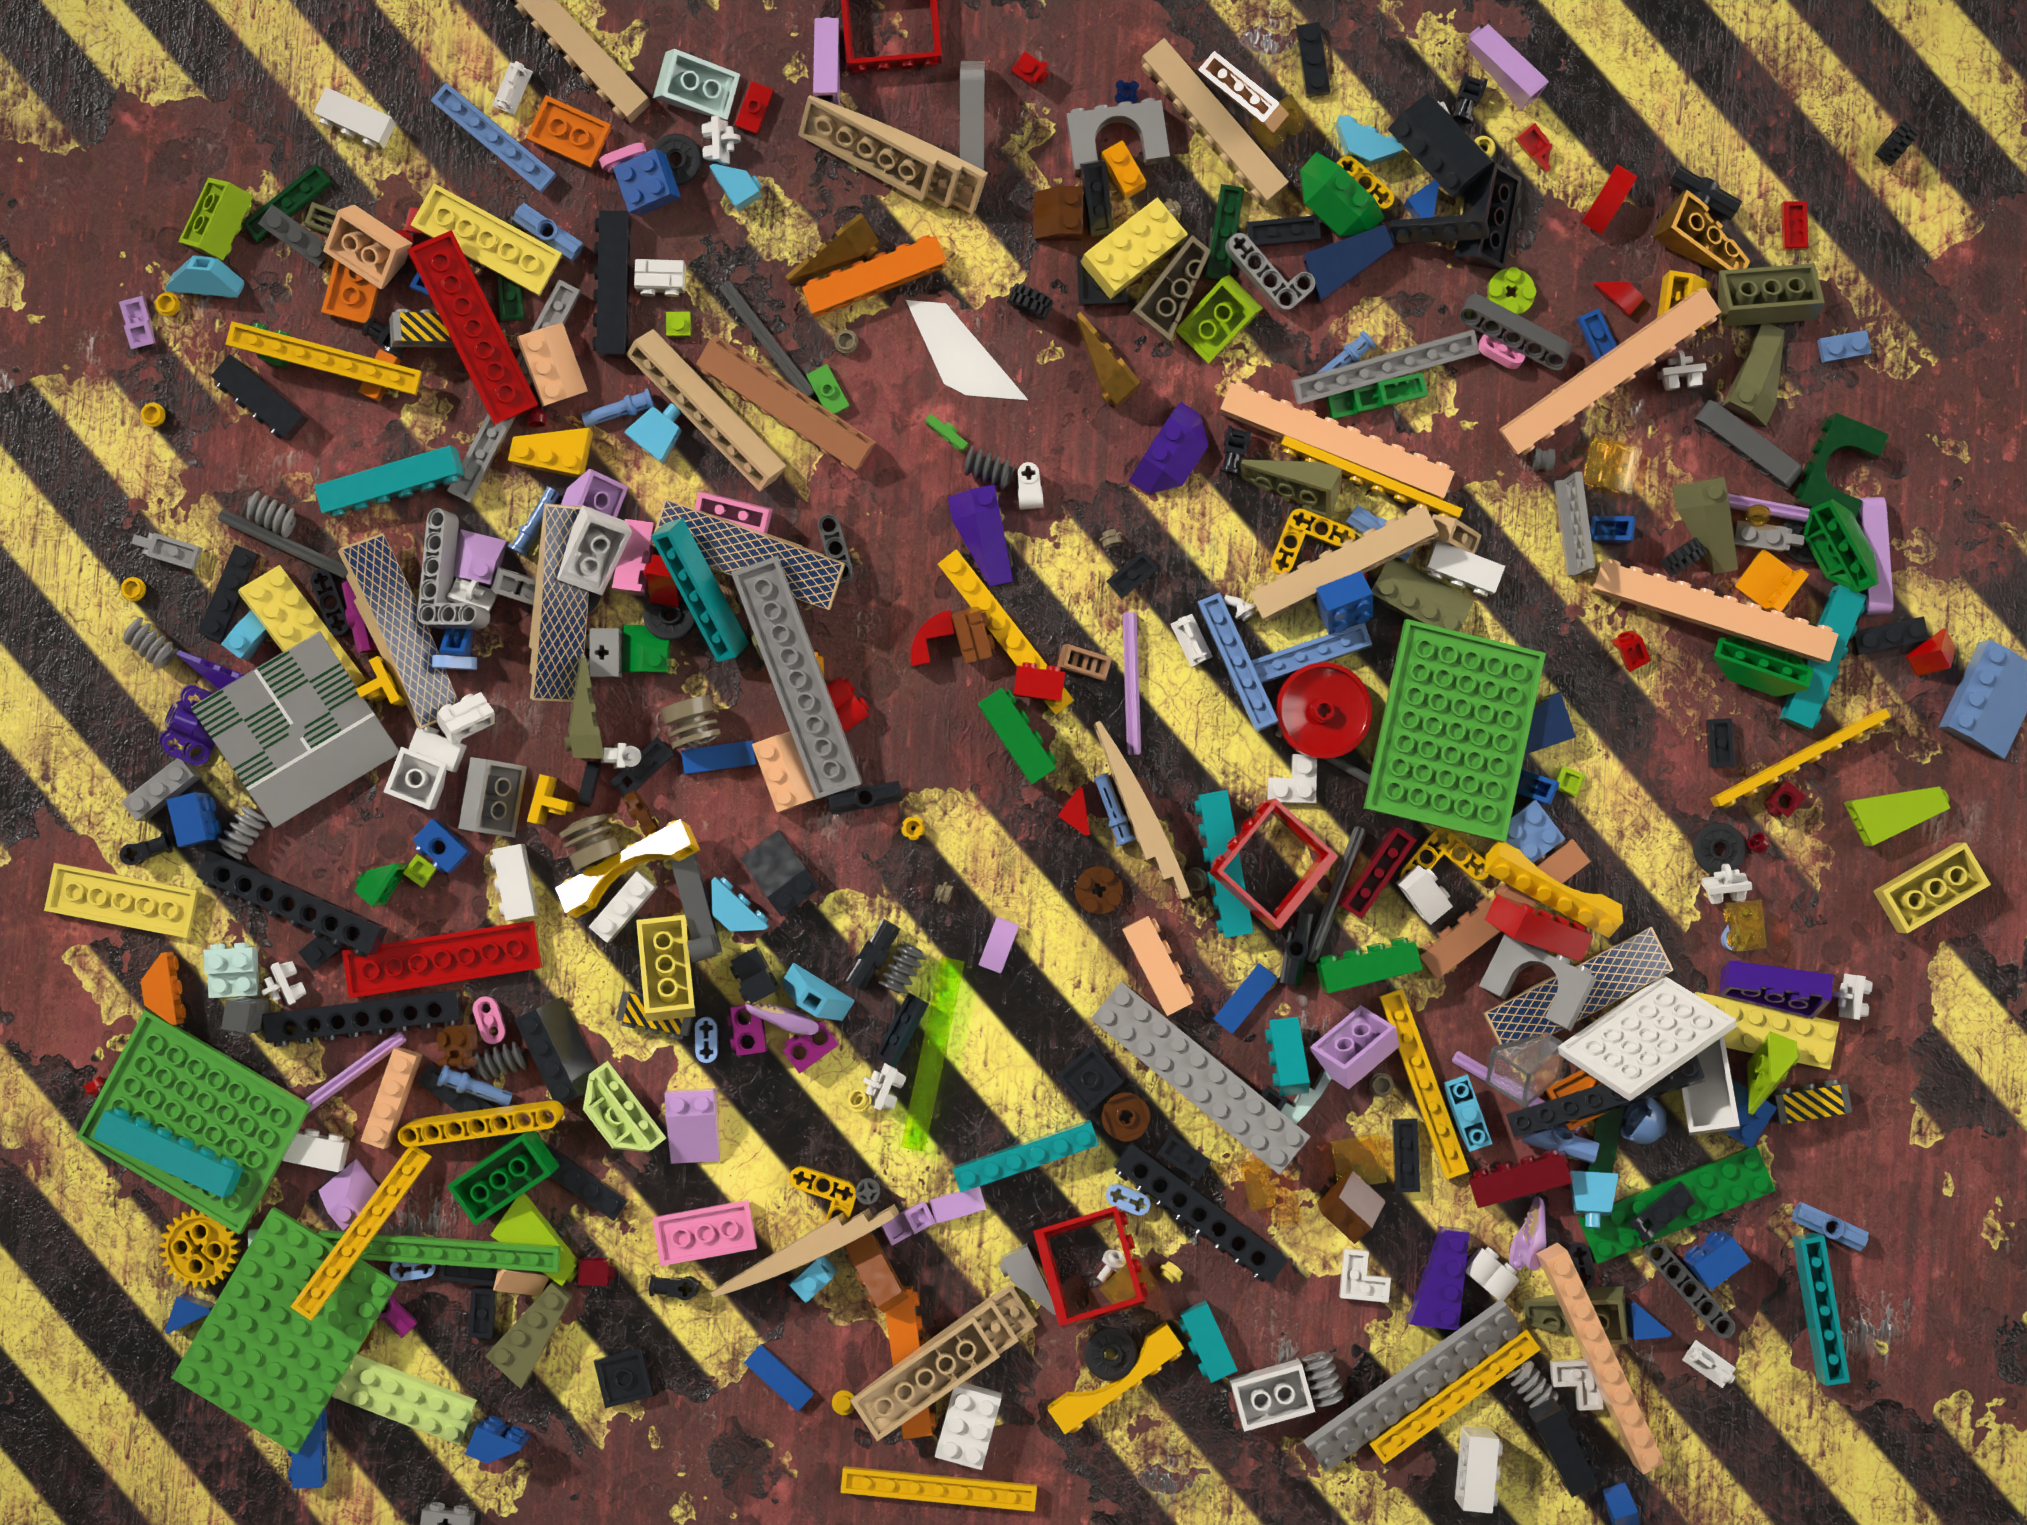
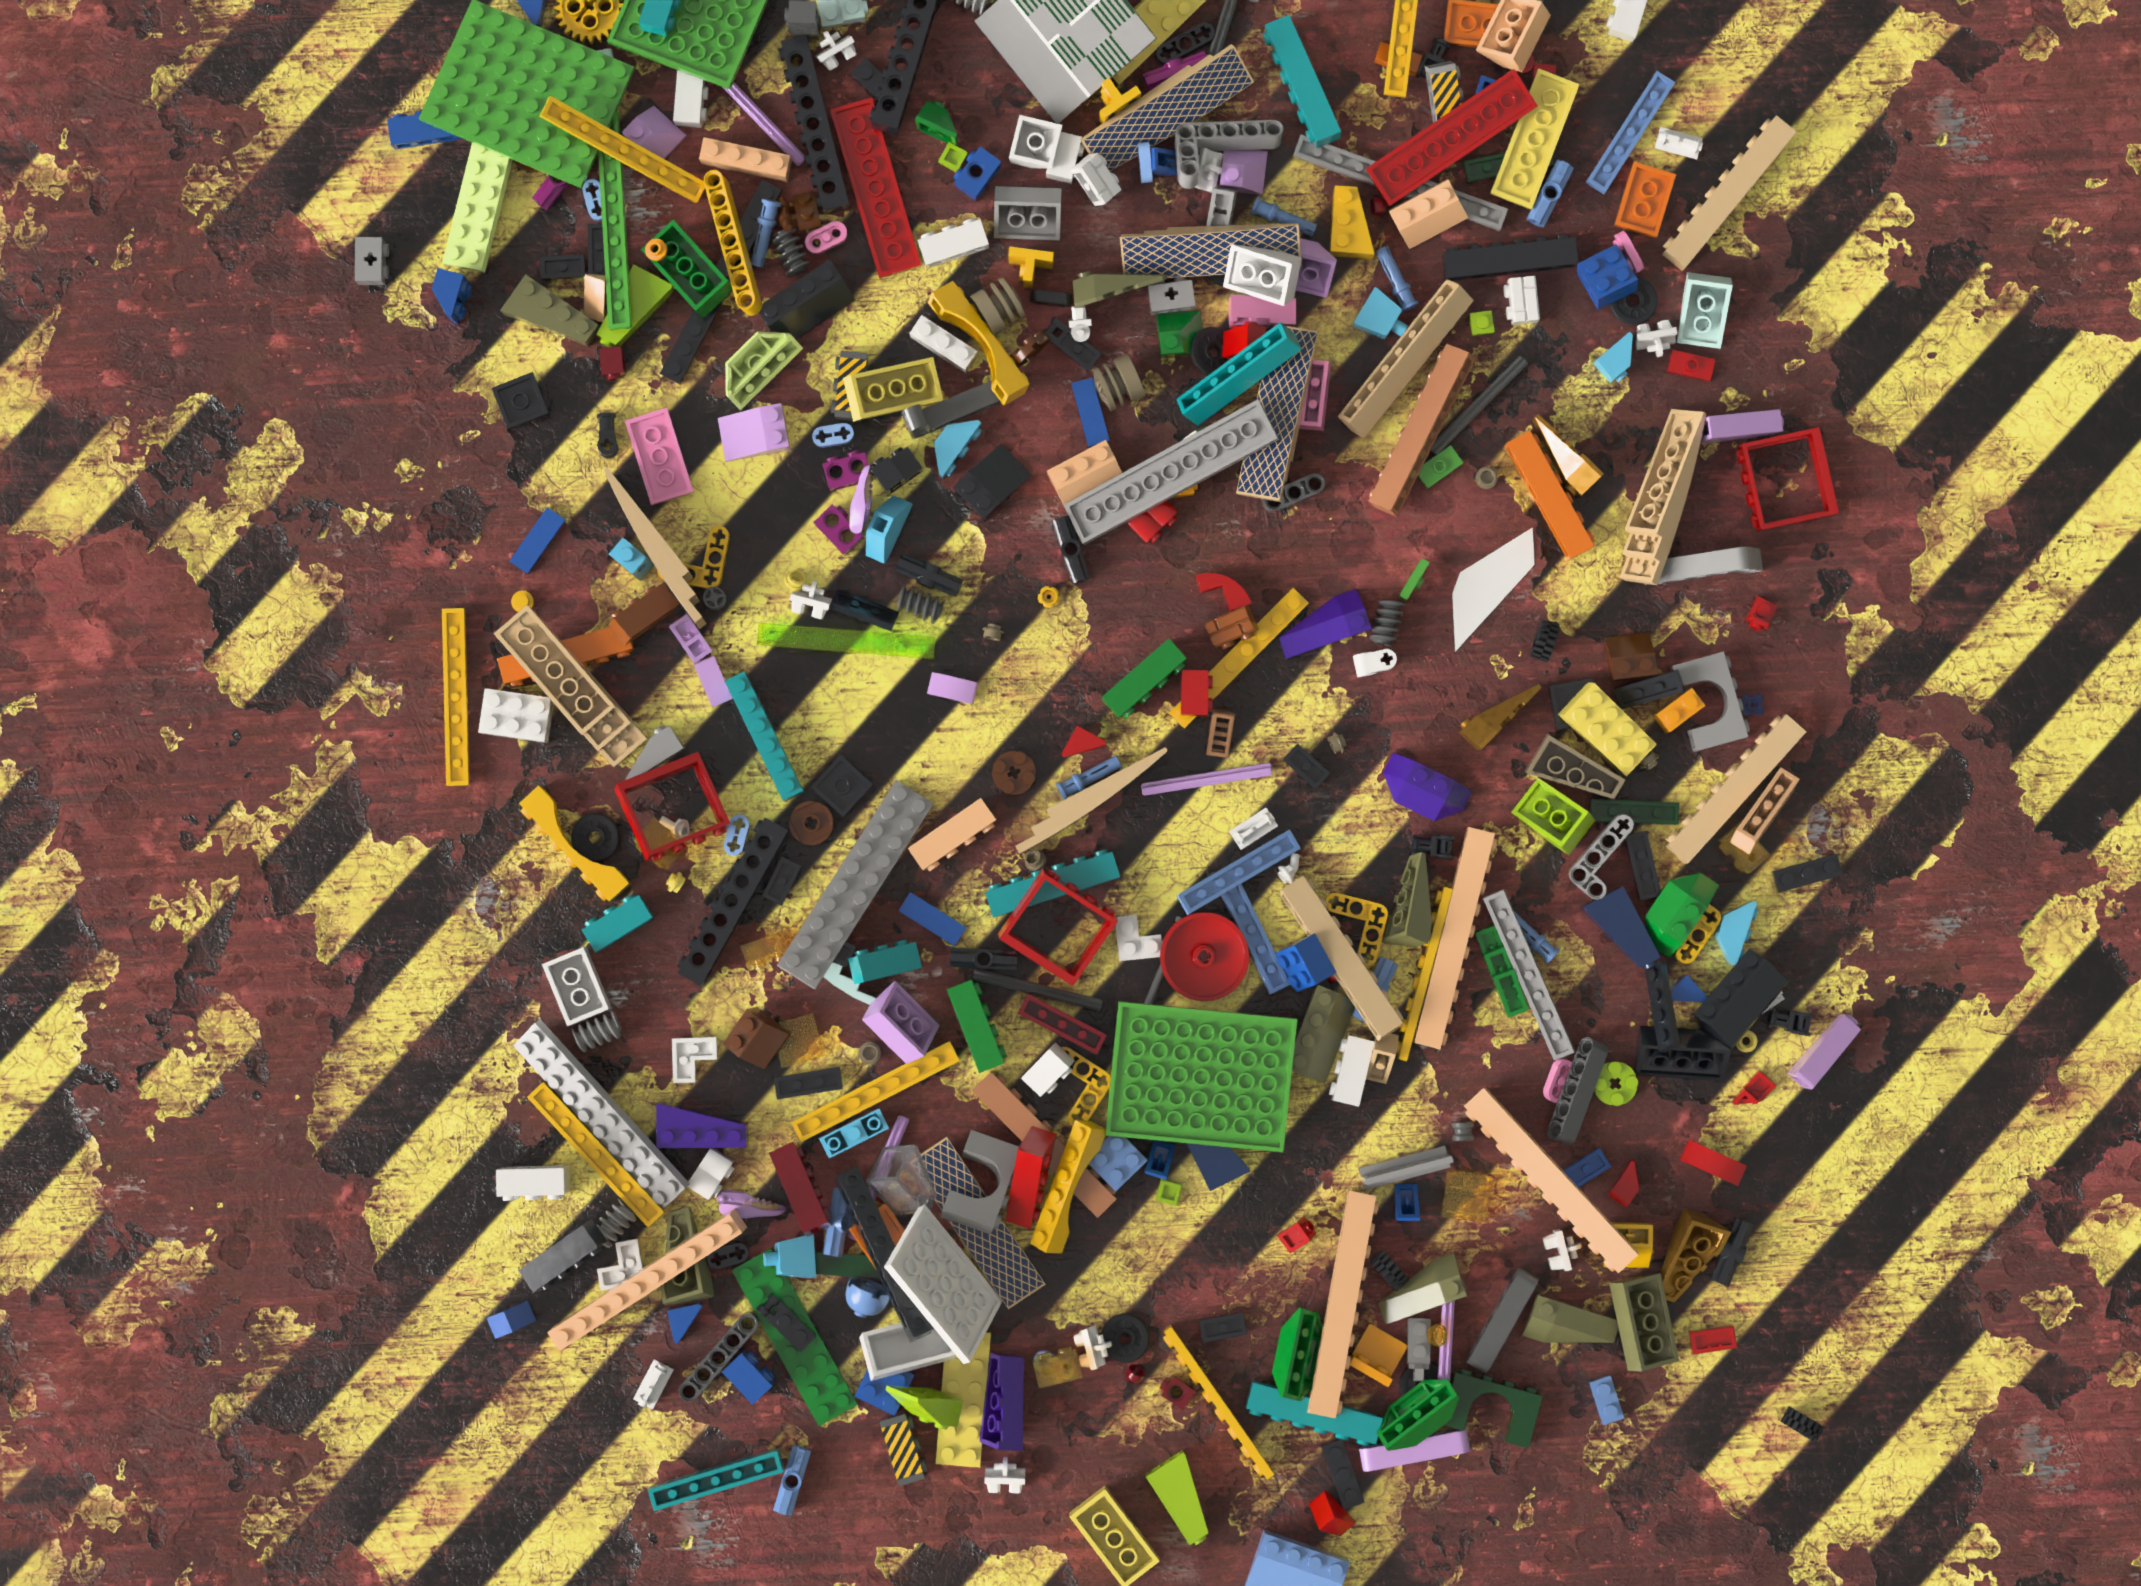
camera: 85 degrees right, 0 degrees up
(482, 1204) = (660, 254): none -> light orange plate

